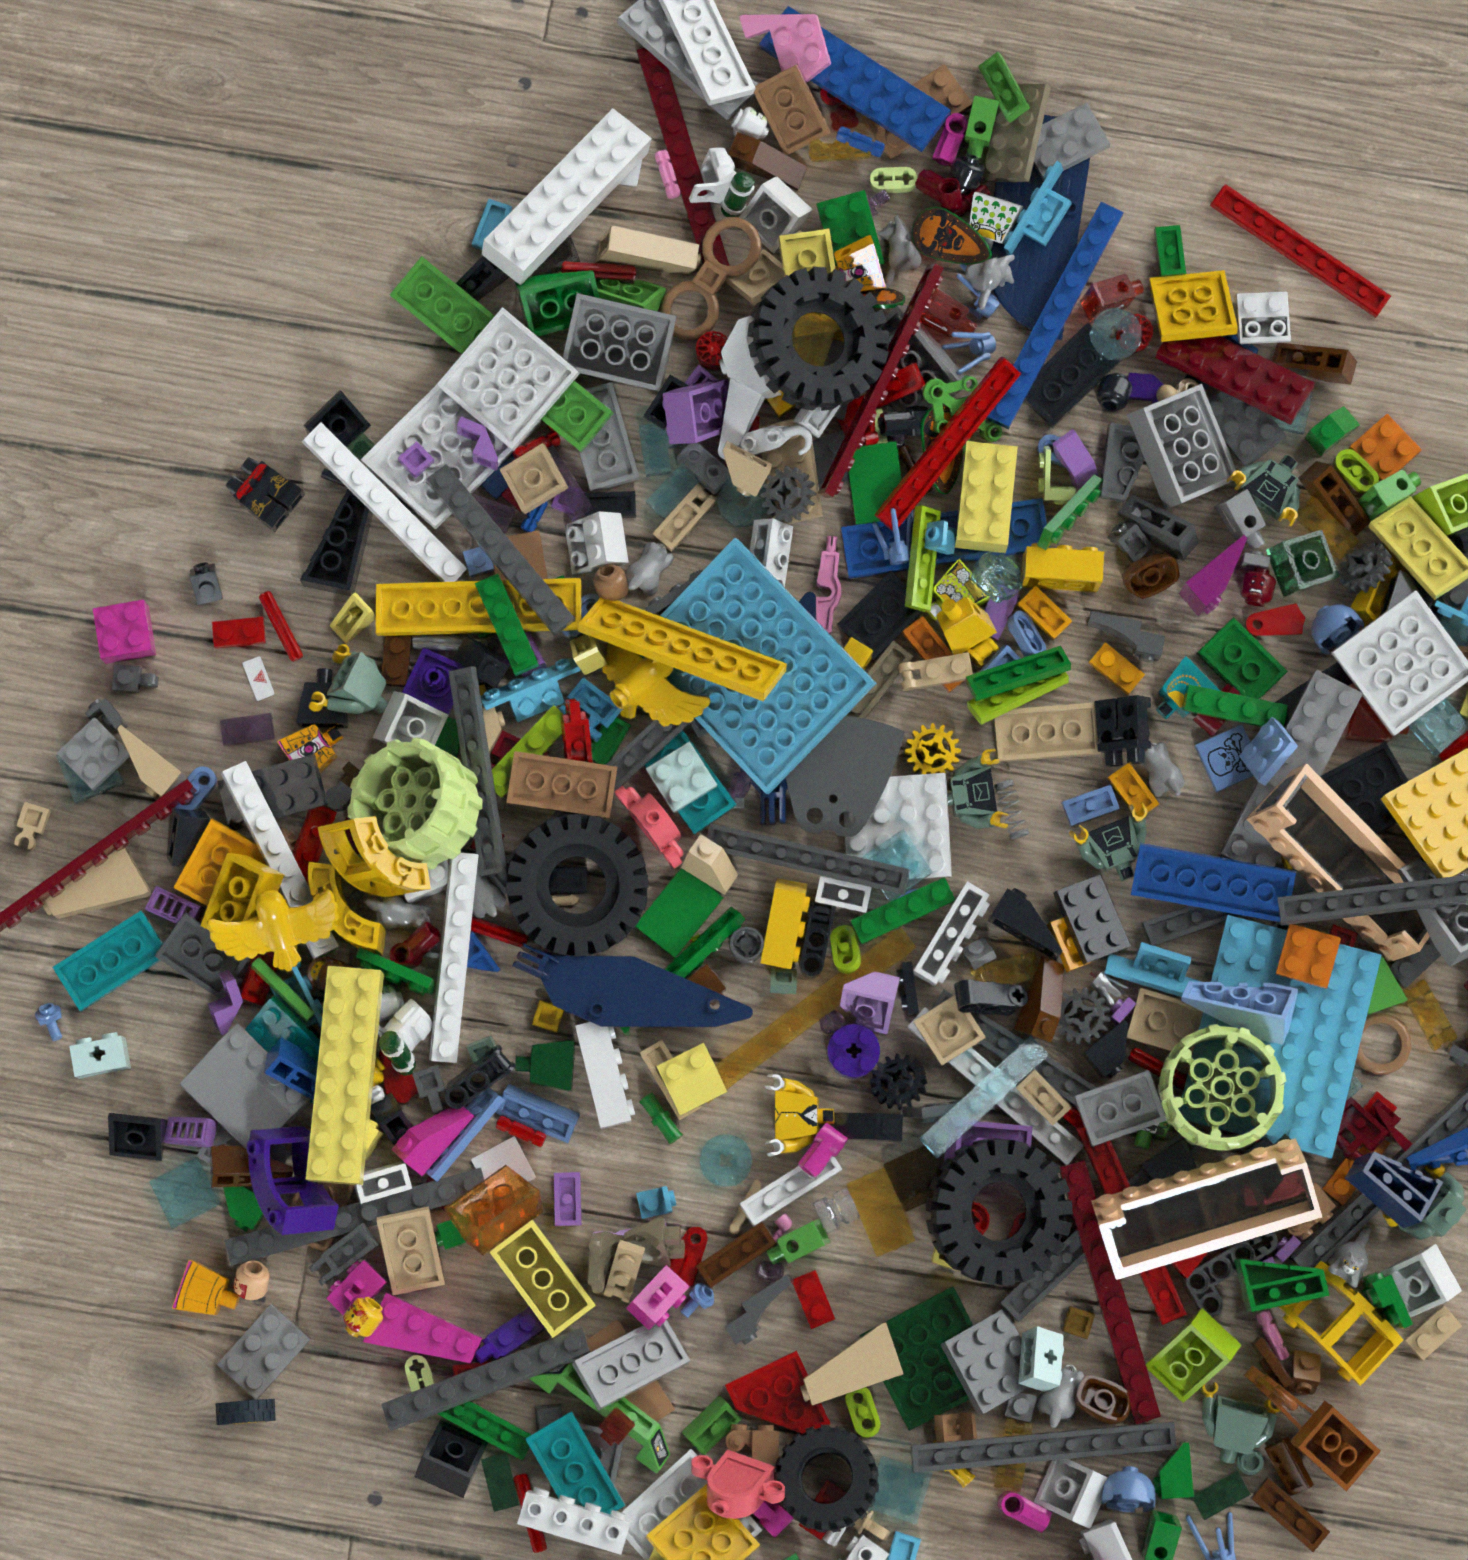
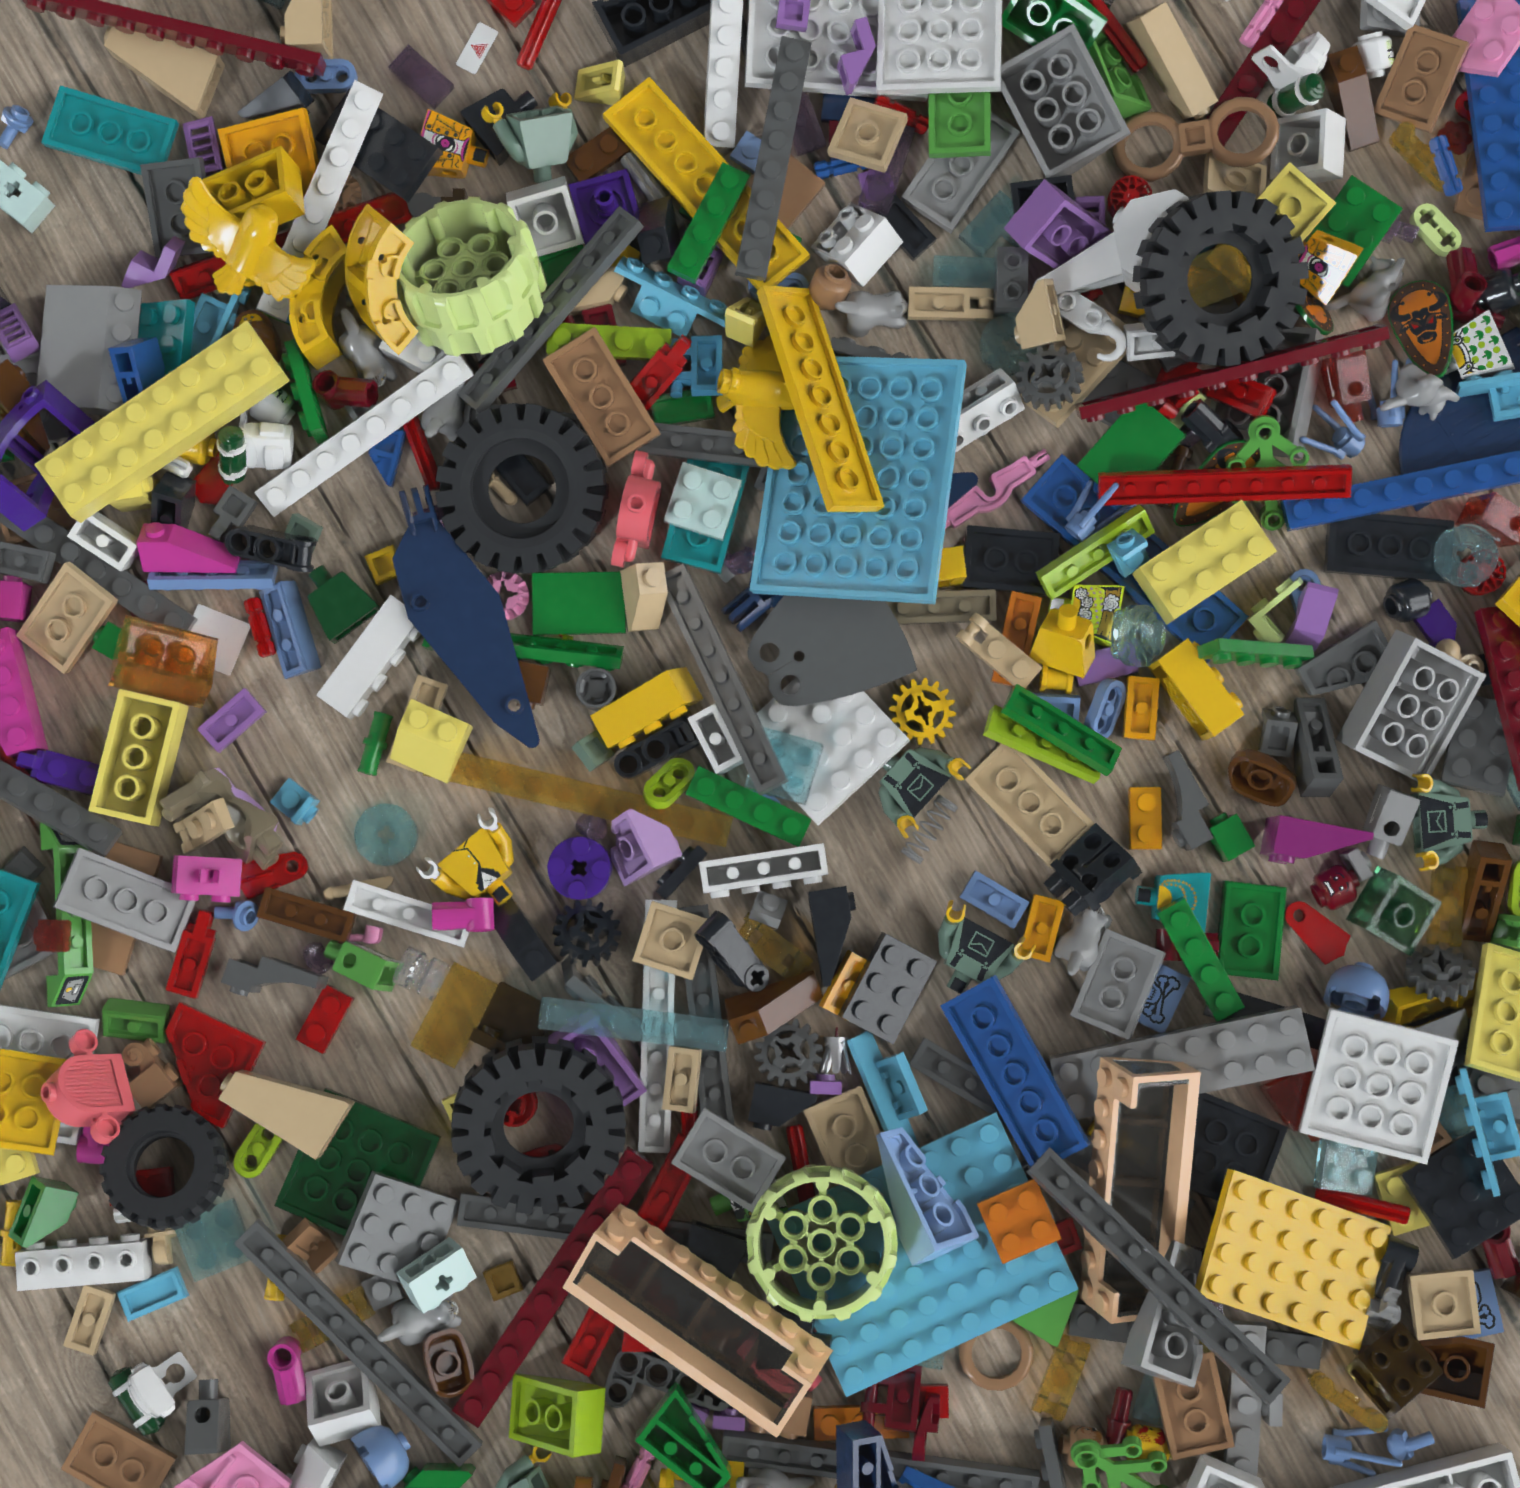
camera: 50 degrees right, 5 degrees up
(282, 989) = (204, 303): bright green tile -> none
(633, 942) = (517, 603): none -> bright pink gear
(702, 1352) = (193, 956): none -> red hinge
(1172, 625) = (1229, 836): none -> green brick
(1209, 772) = (1118, 984): none -> light grey plate
(1268, 751) = (1184, 1025): light blue plate -> none

